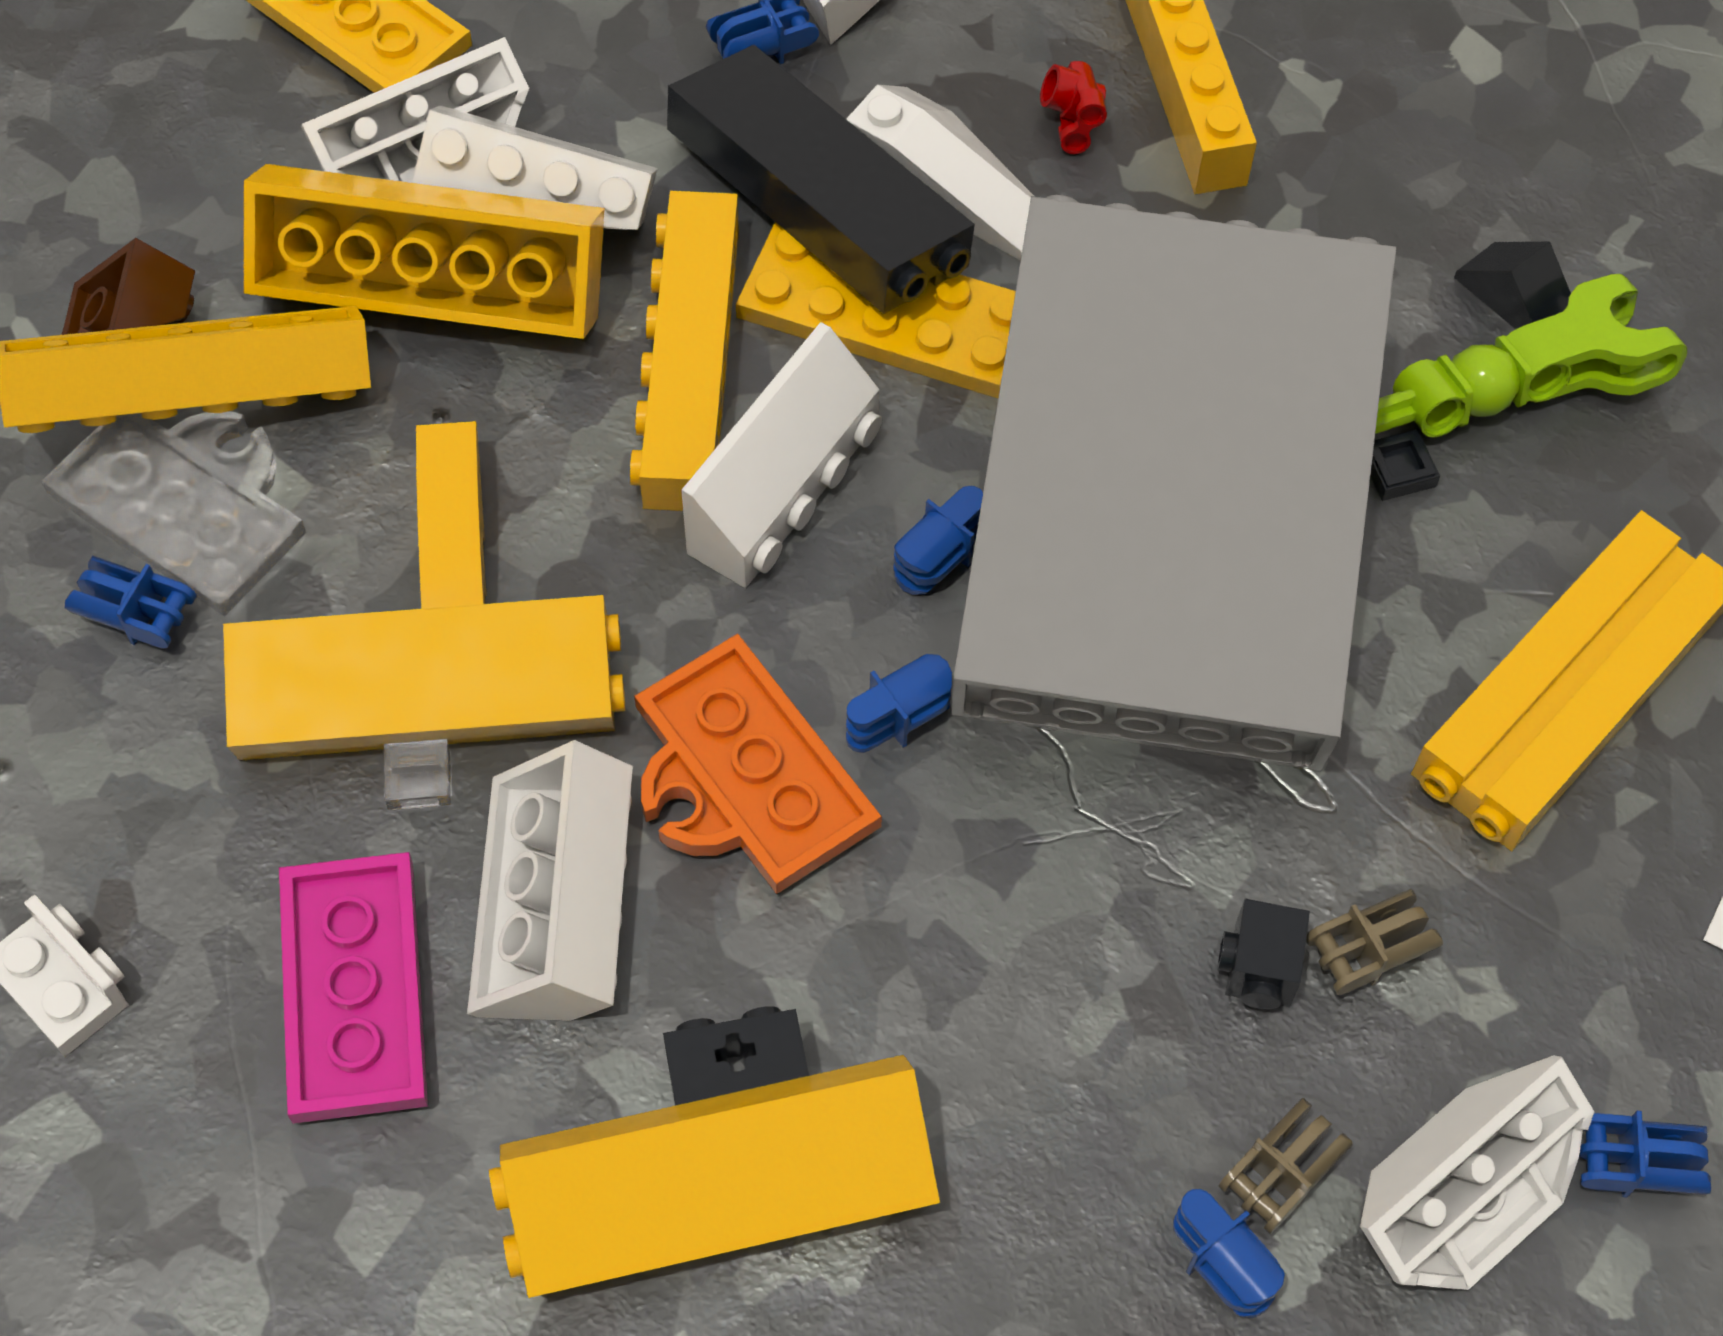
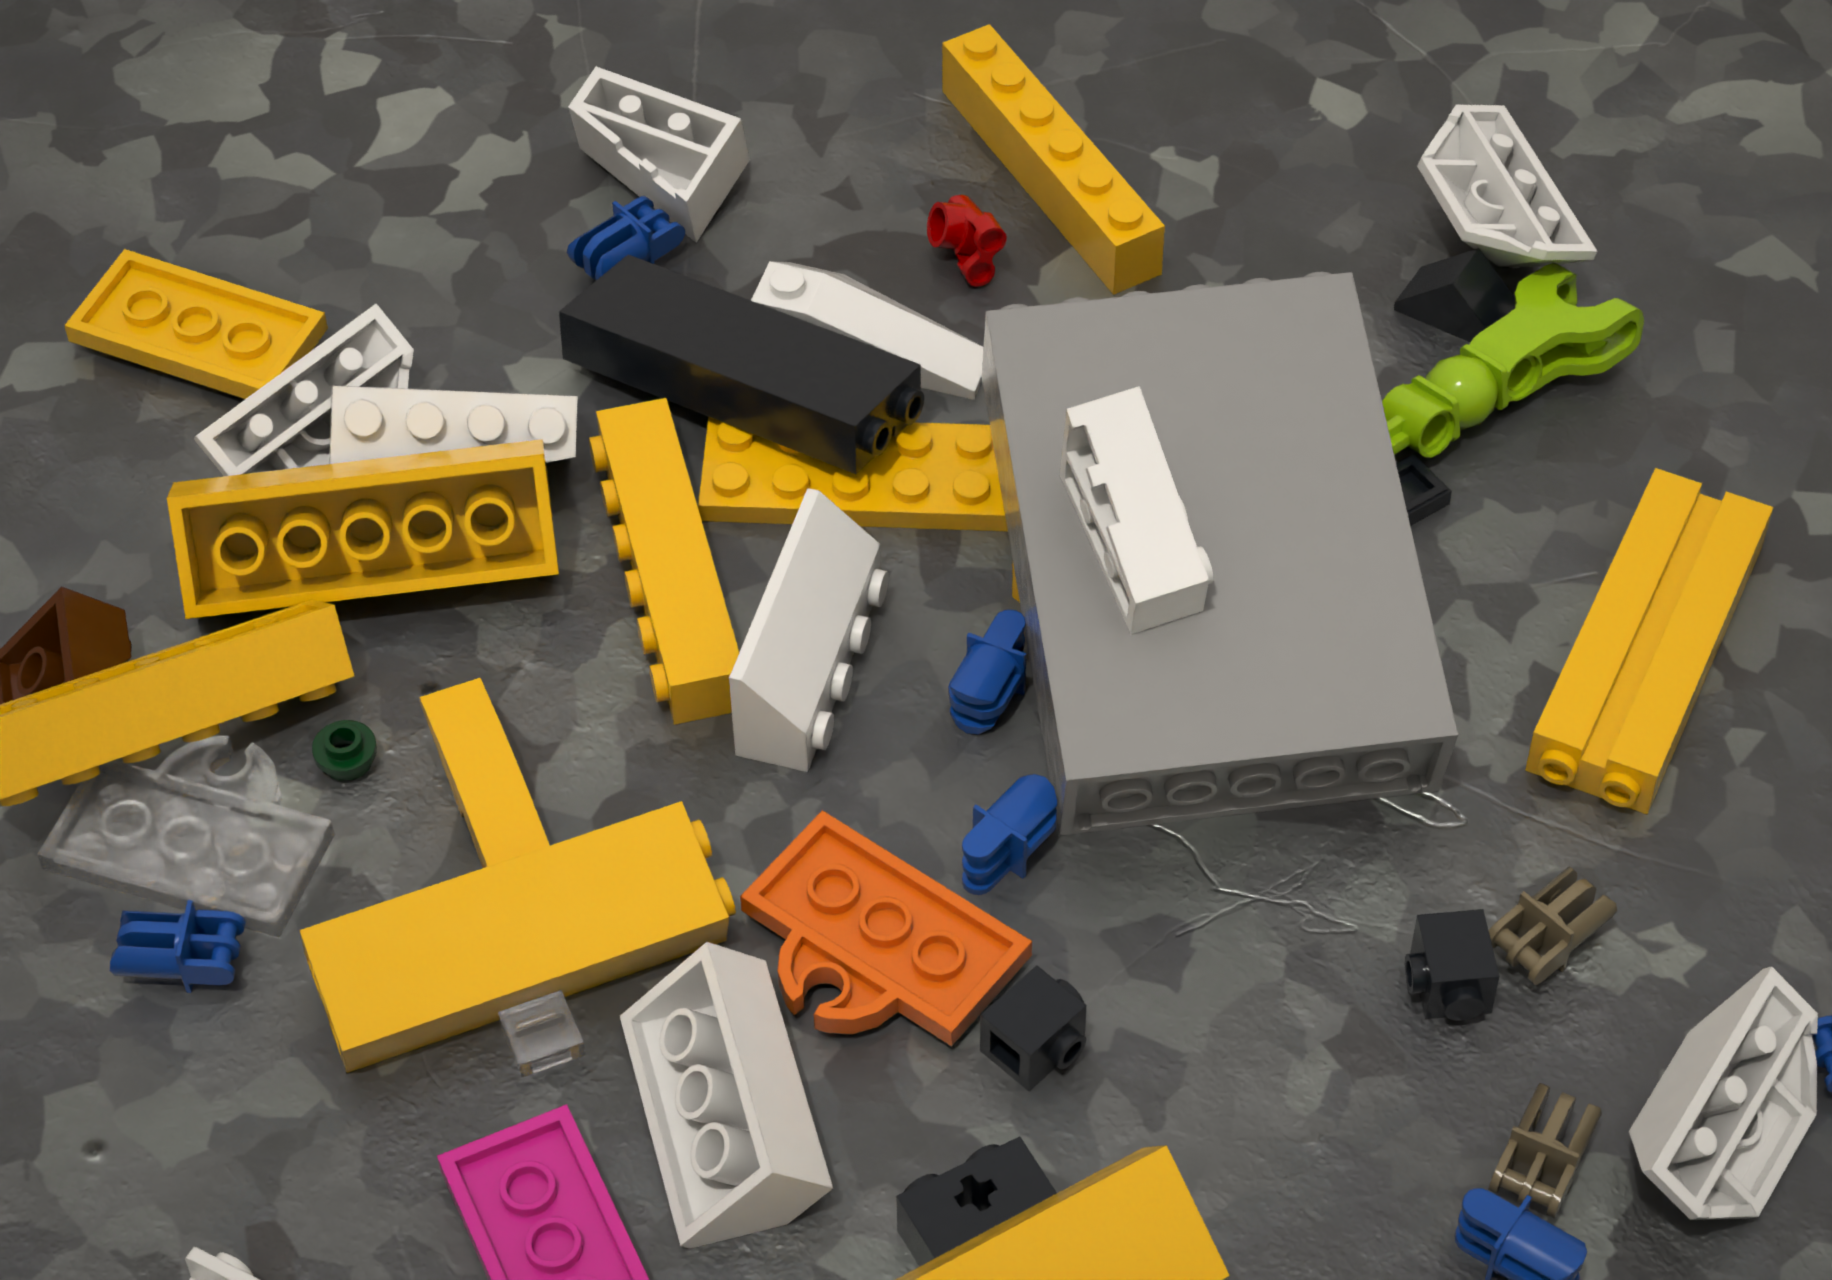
camera: 15 degrees left, 10 degrees down
(344, 466) = (346, 762): none -> dark green plate
(855, 901) = (1034, 1028): none -> black brick
(1097, 436) = (1132, 511): none -> white wedge
(1591, 188) = (1501, 192): none -> white wedge

